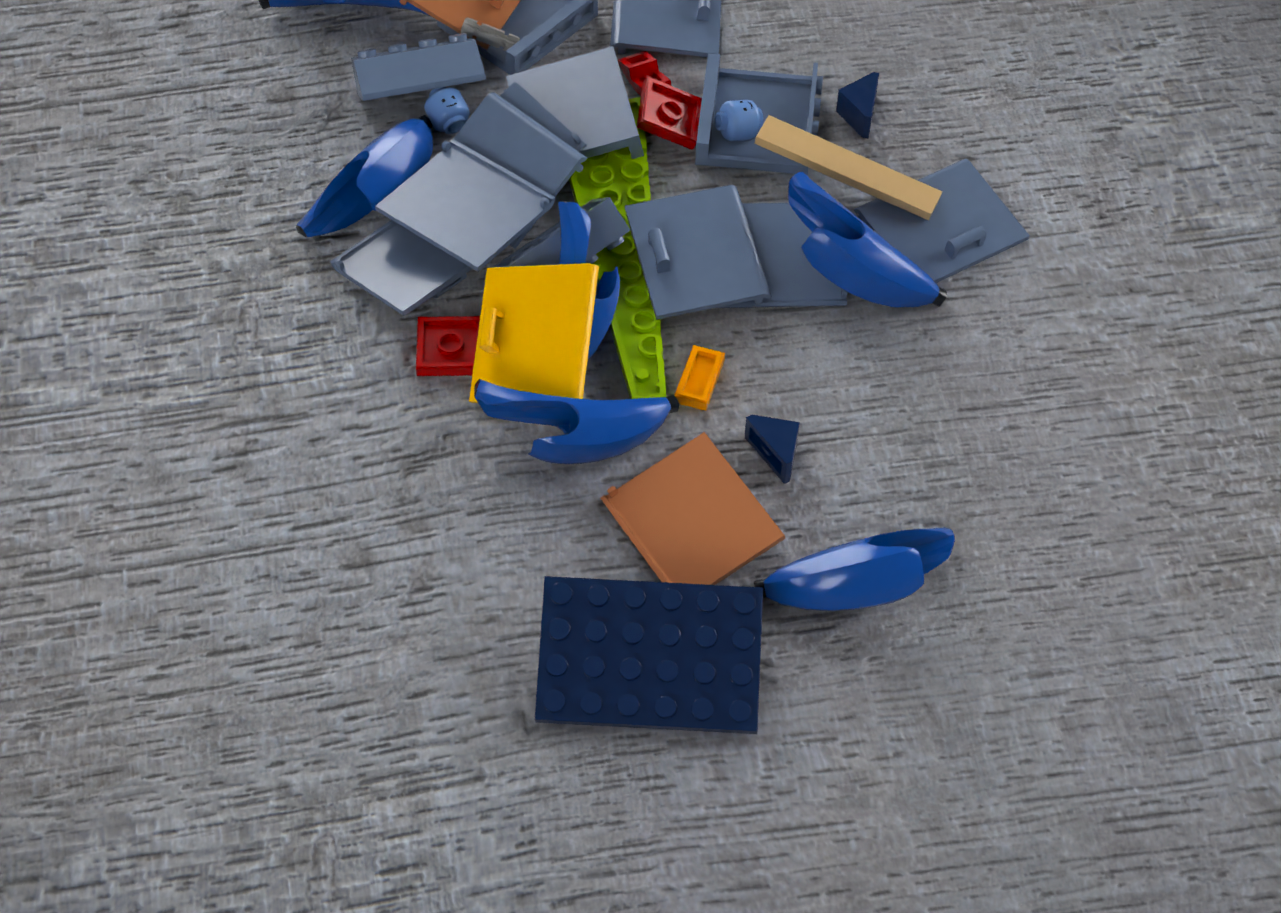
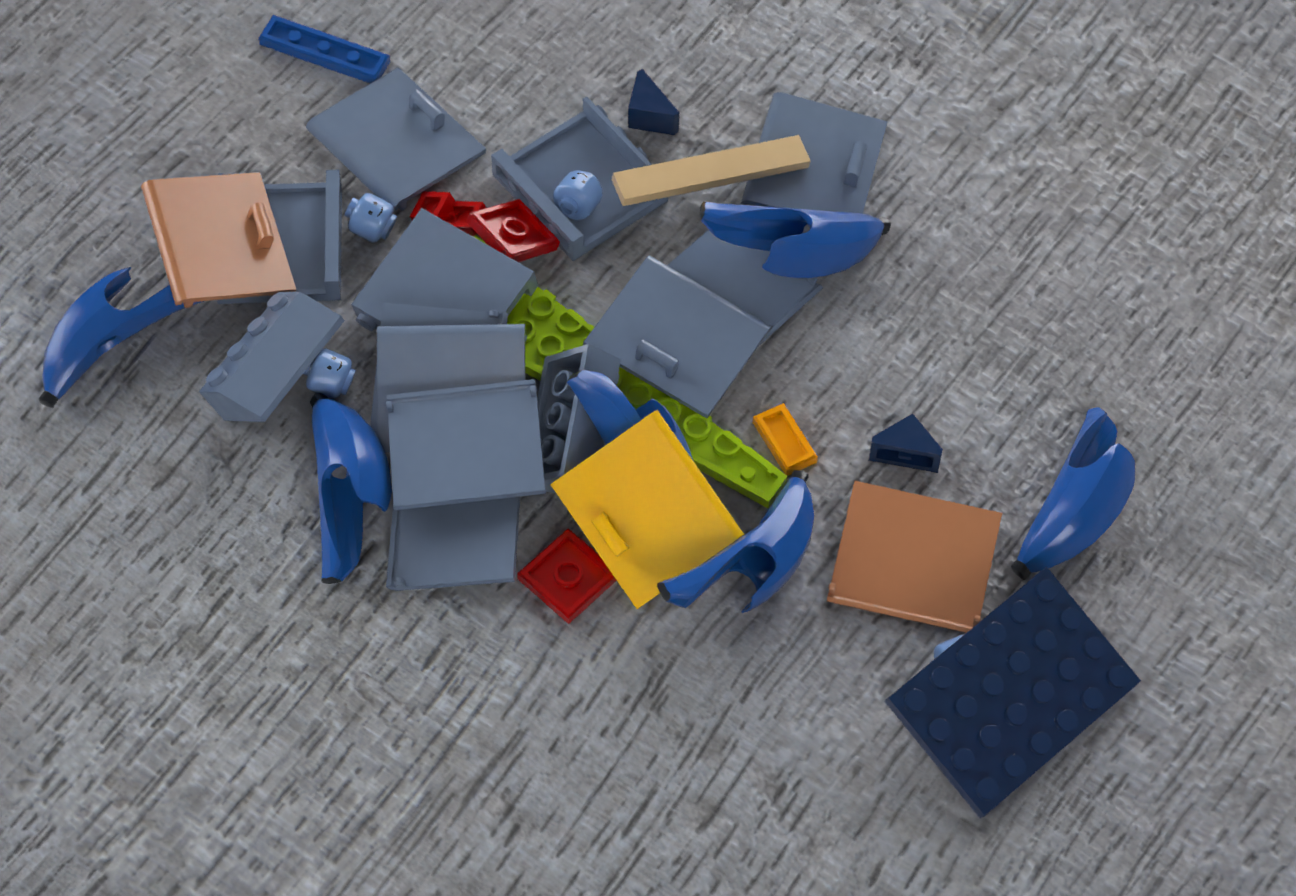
camera: 45 degrees left, 5 degrees up
(488, 34) = (292, 277): light grey axle -> none
(587, 35) = (370, 217): none -> medium blue head

